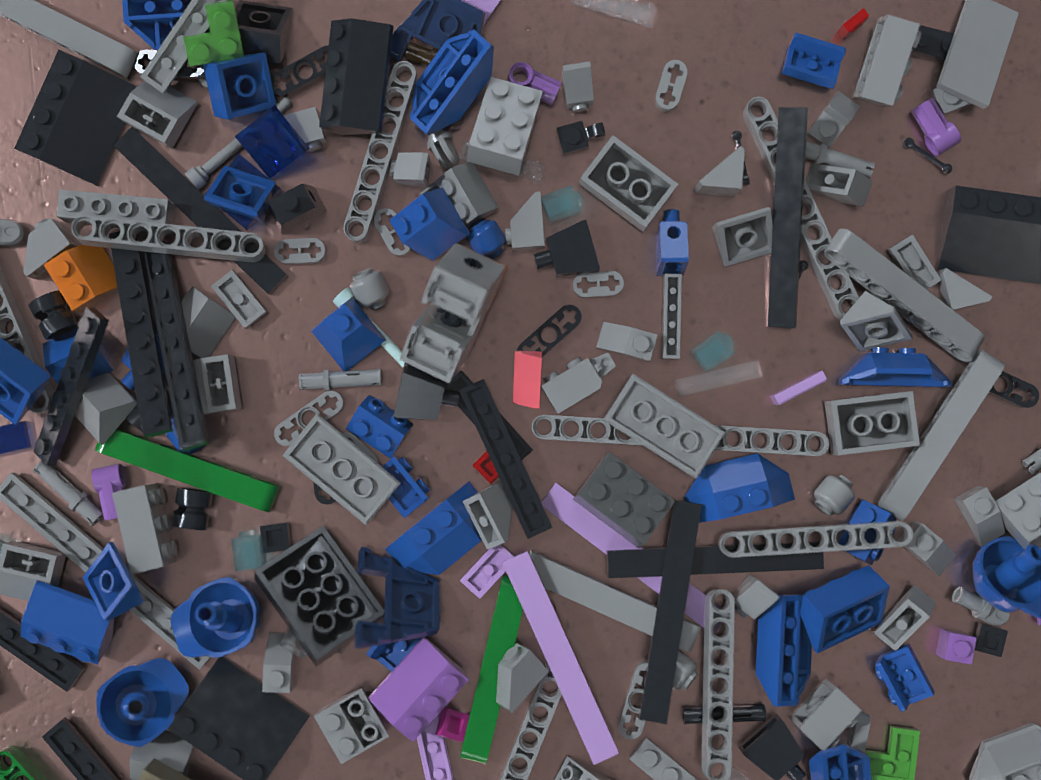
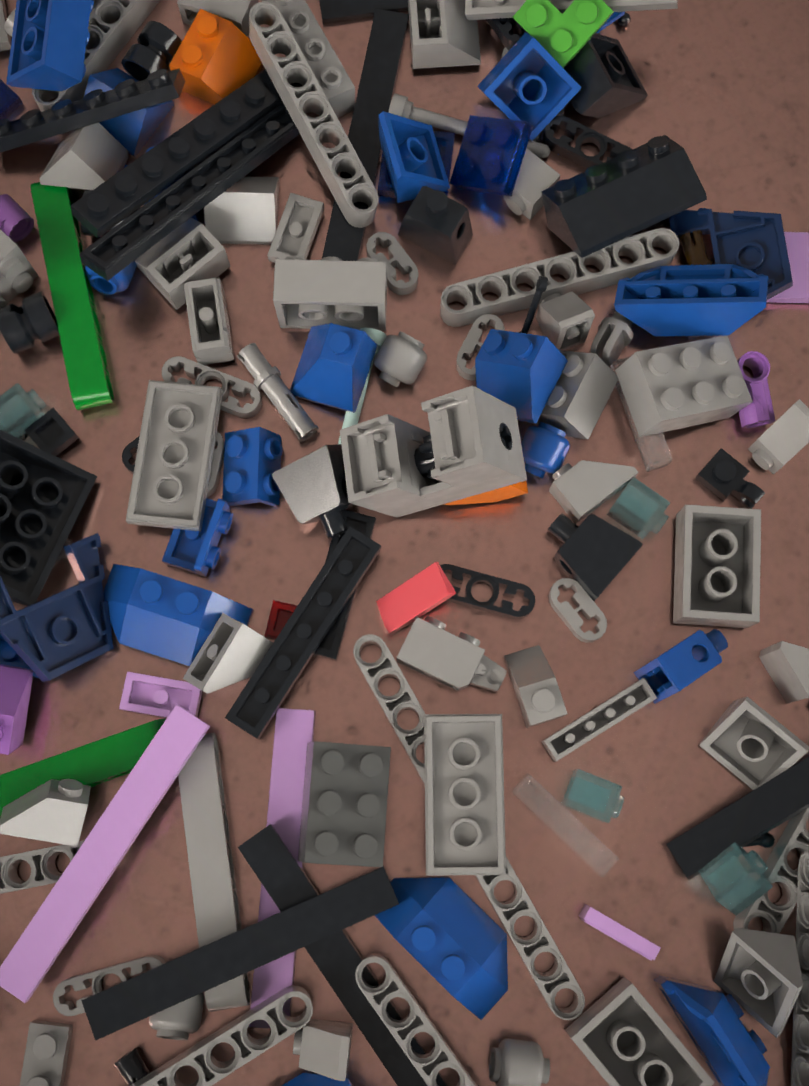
camera: 55 degrees right, 10 degrees down
(267, 393) = (208, 321): none -> light grey brick
(300, 305) = (330, 292): none -> light grey brick
(404, 201) = (541, 286): none -> black hinge
(813, 300) = (736, 878): none -> clear light blue brick

